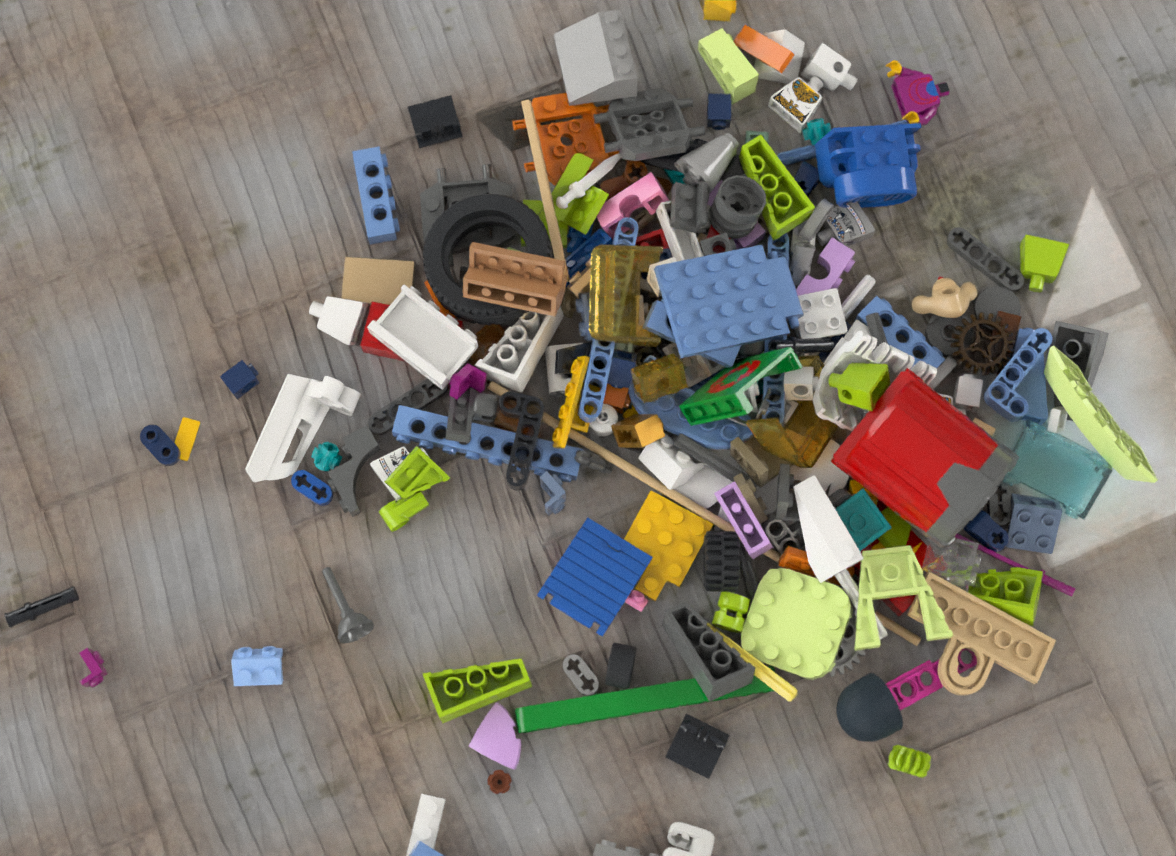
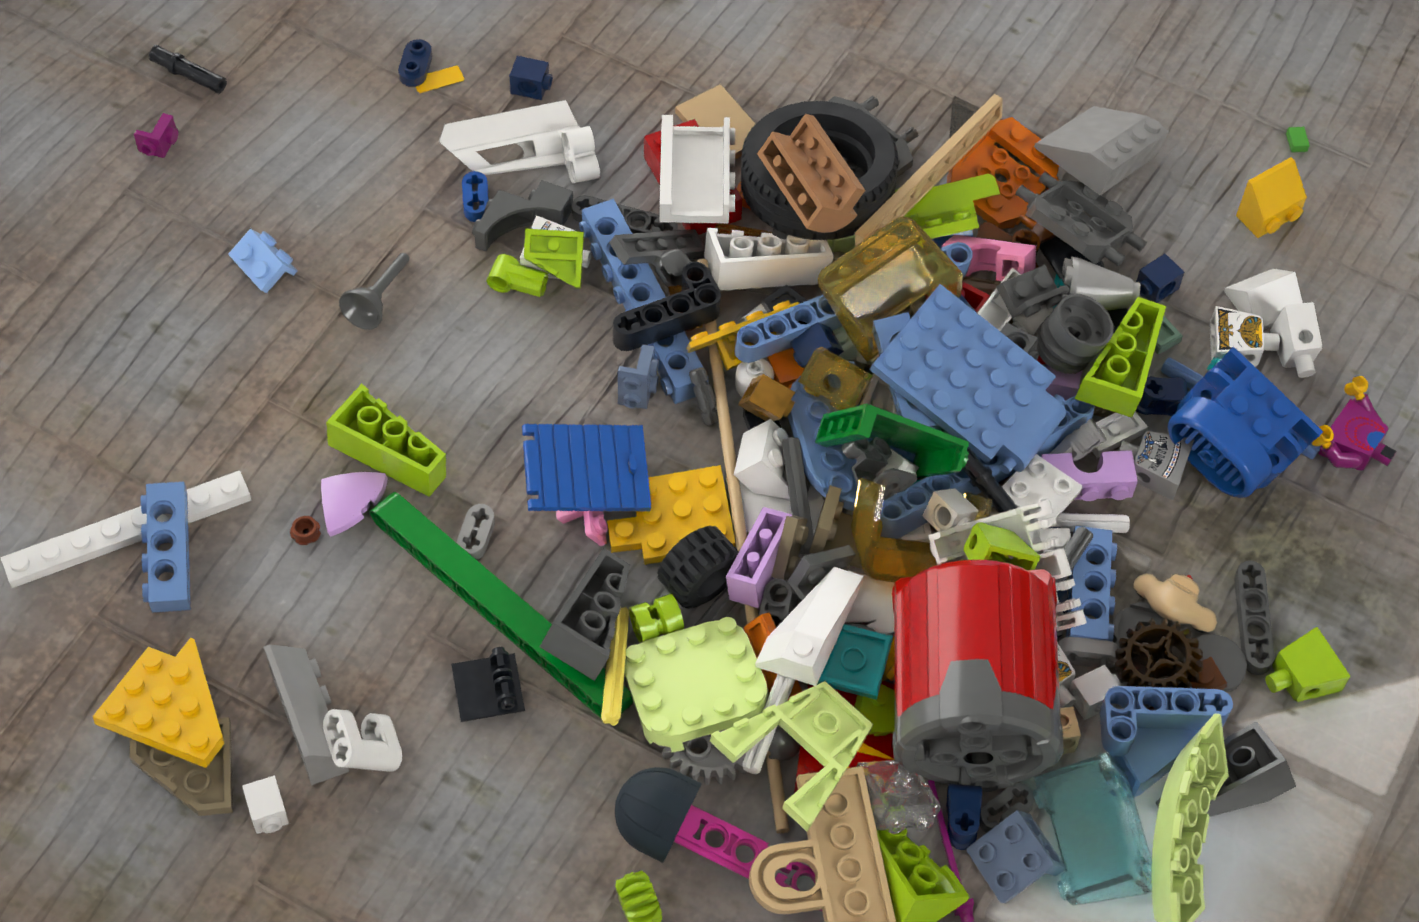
camera: 50 degrees right, 20 degrees down
(326, 456) = (515, 182): teal gear -> none
(340, 318) = (654, 103): white torso -> none
(366, 161) = (800, 68): medium blue brick -> none
(435, 121) = (915, 72): black hinge -> none
(467, 377) = (685, 232): magenta bracket -> none
(578, 189) = (960, 201): white sword -> none
(620, 665) = (513, 552): black tyre -> none
(728, 65) = (1211, 258): yellowish green wedge -> none
(763, 49) = (1257, 270): orange tile -> none
(816, 220) = (1134, 421): light grey beam -> none
(1057, 419) = (1148, 798): white plate -> none

